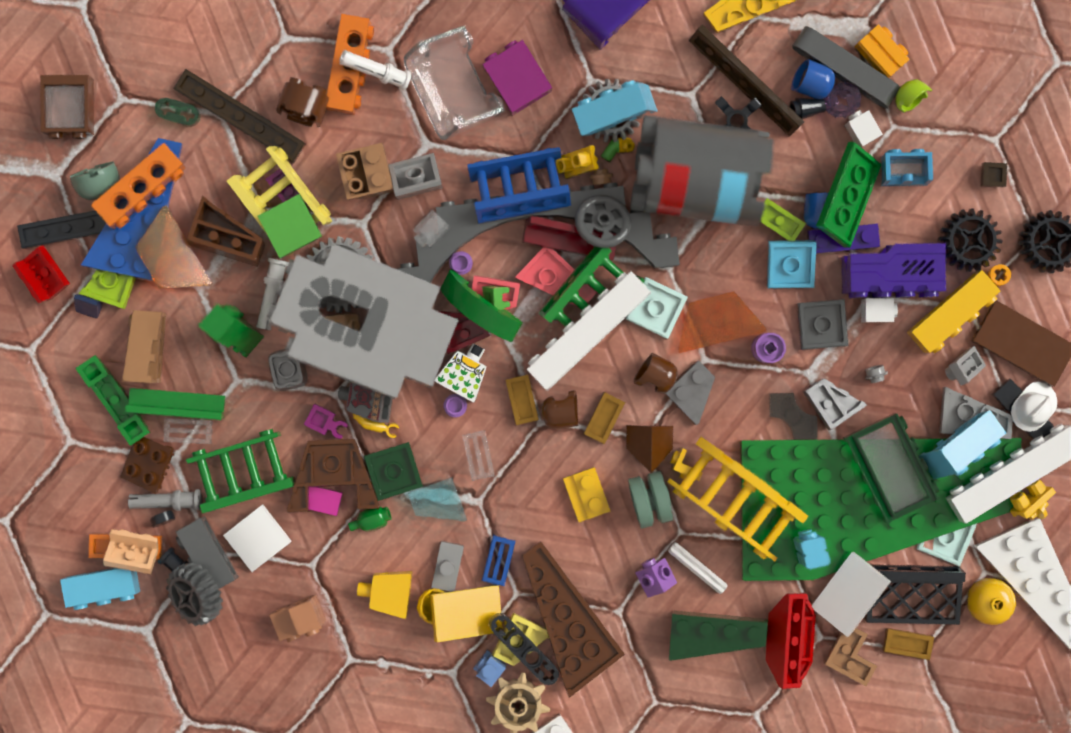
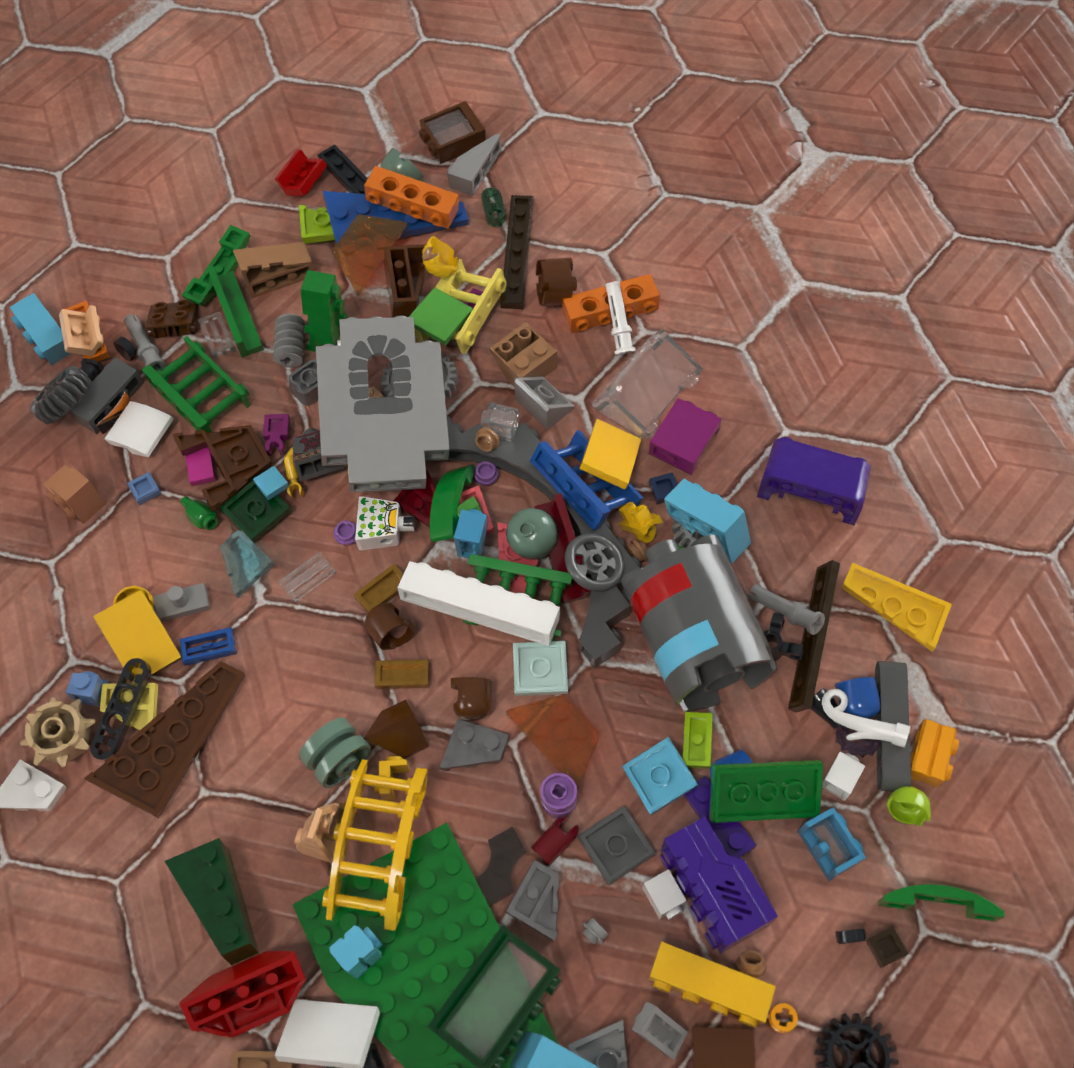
camera: 65 degrees right, 25 degrees down
(87, 305) = (292, 216): dark blue slope -> none
(121, 109) = (473, 166): none -> light grey slope
(230, 197) = (439, 258): none -> yellow hair
(230, 552) = (108, 422): none -> sticker
(235, 371) = (289, 340): none -> light grey piece
(319, 556) = (144, 488): none -> medium blue tile
(379, 448) = (271, 482): none -> medium azure tile
(388, 592) = (130, 561): yellow torso -> none
(442, 249) = (487, 439): none -> medium nougat plate
(506, 151) = (610, 454): none -> yellow tile
(521, 305) = (470, 533): none -> dark azure arch
(547, 256) = (532, 533): none -> sand green cylinder
(555, 122) = (662, 486): none -> dark blue plate
(586, 494) = (314, 696): yellow plate -> none
(655, 577) = (255, 804): medium lavender brick -> none
(697, 568) = (285, 849): white axle -> none
(705, 538) = (317, 834): none -> light nougat wedge
(725, 86) = (795, 612): none -> light grey pin
(797, 370) = (554, 840): none -> dark red piece
(844, 91) = (866, 727): none -> white plant
(954, 271) = (751, 964): none -> medium nougat plate
(969, 140) = (976, 906): none -> green slope
(974, 195) = (850, 936): none -> black tile
(978, 246) = (802, 946): black gear -> none

